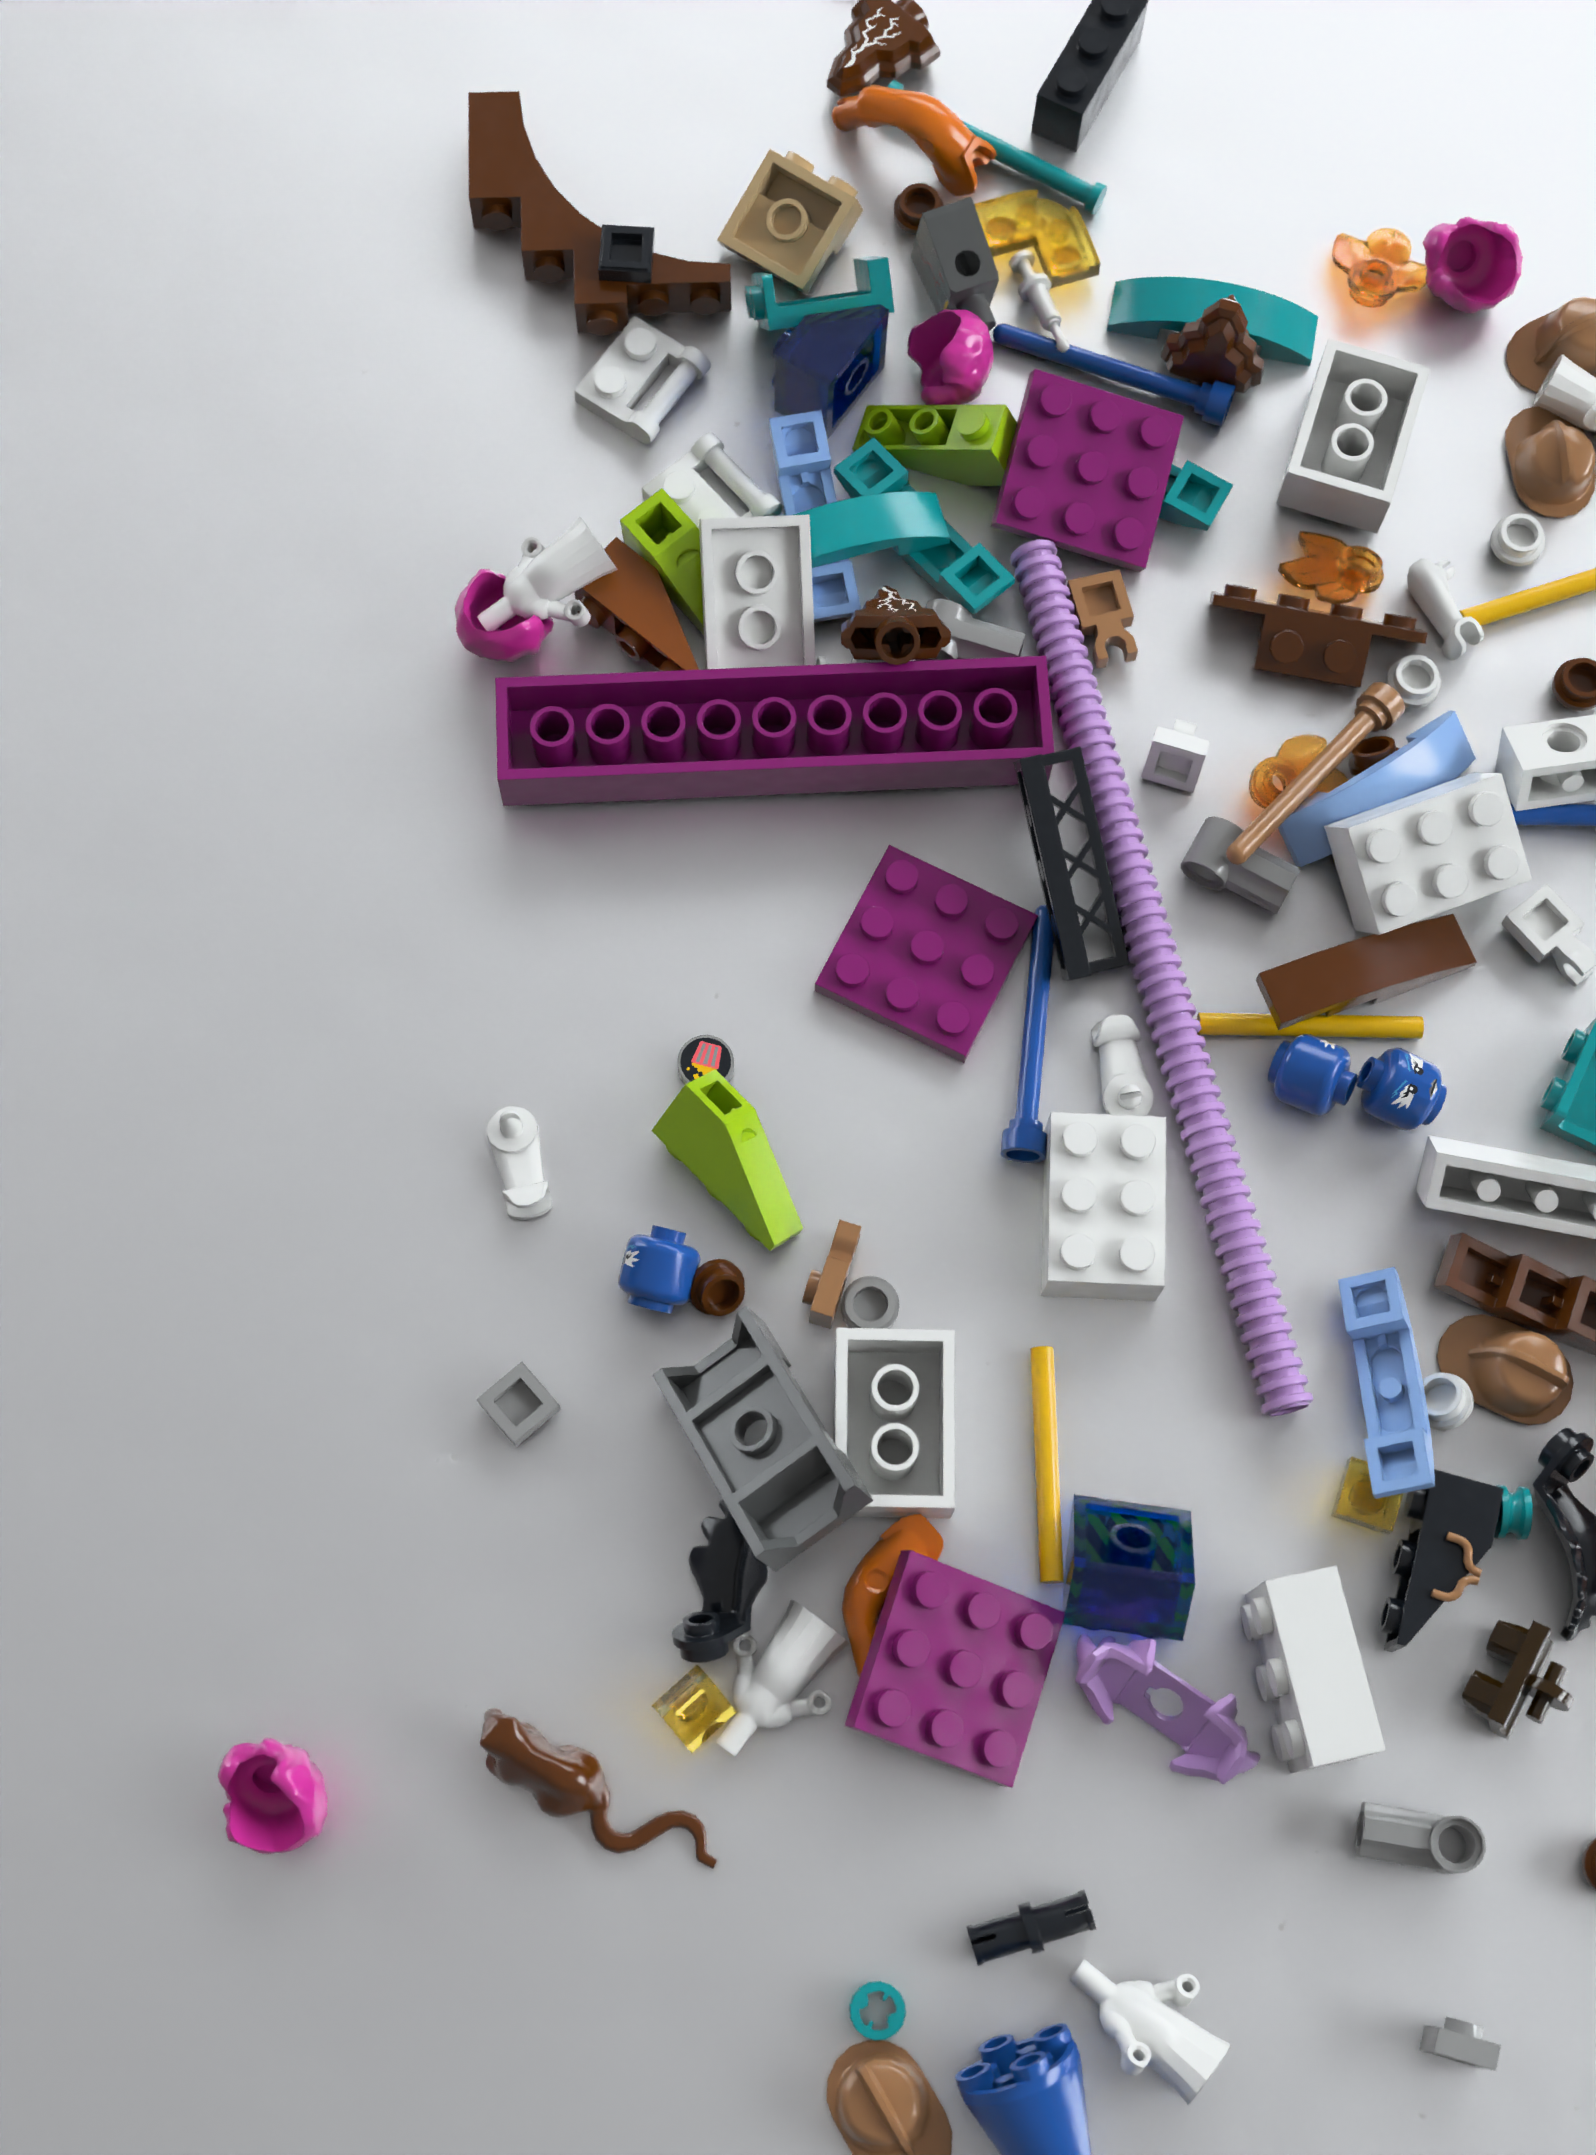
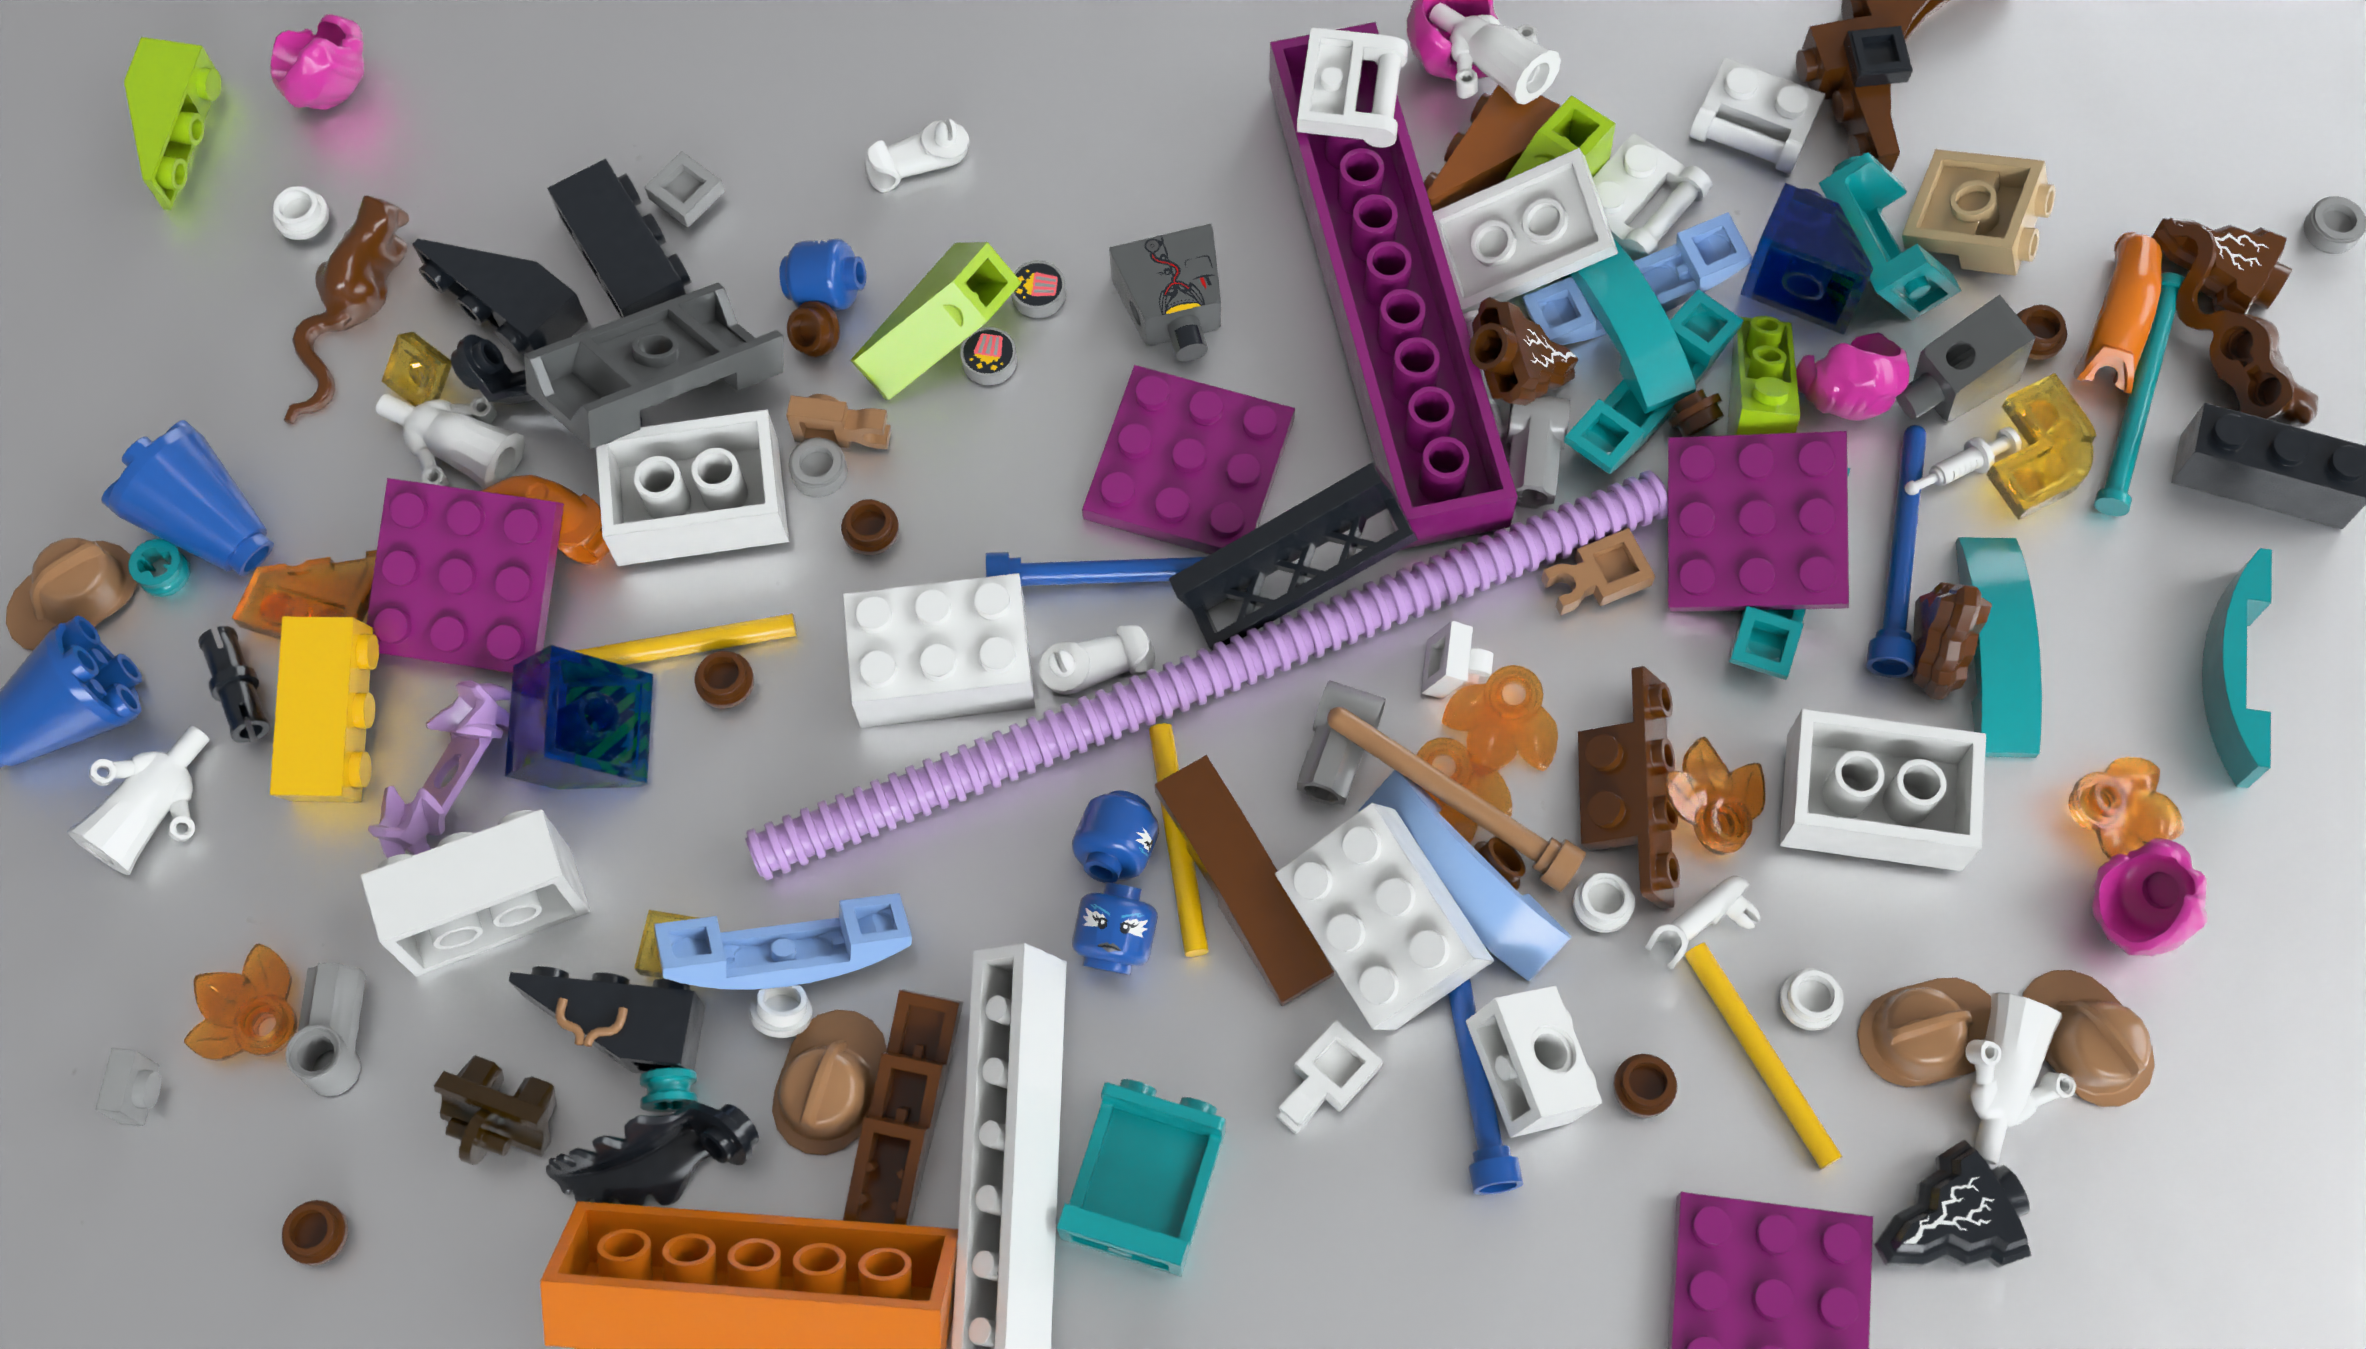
camera: 85 degrees right, 5 degrees down
(274, 1984) = (168, 103): none -> lime slope
(459, 1835) = (299, 213): none -> white plate
(574, 723) = (1333, 84): none -> white plate
(580, 1476) = (617, 240): none -> black brick
(624, 1593) = (509, 292): none -> black slope
(741, 932) = (1171, 288): none -> dark grey torso
(780, 1120) = (988, 356): none -> tile
(821, 1962) = (189, 500): none -> blue cone
(947, 1838) = (305, 590): none -> clear orange wing
(949, 1261) = (870, 527): none -> reddish brown plate
(958, 500) = (1696, 413): none -> reddish brown plate
(973, 55) = (2242, 345): none -> reddish brown animal
(1089, 1820) = (323, 709): none -> yellow brick
(1094, 1422) = (724, 679): none -> reddish brown plate
(1241, 732) = (1501, 729): none -> clear orange plate
(1263, 154) = (2238, 733): none -> teal slope
(1377, 1940) = (238, 1005): none -> clear orange plate

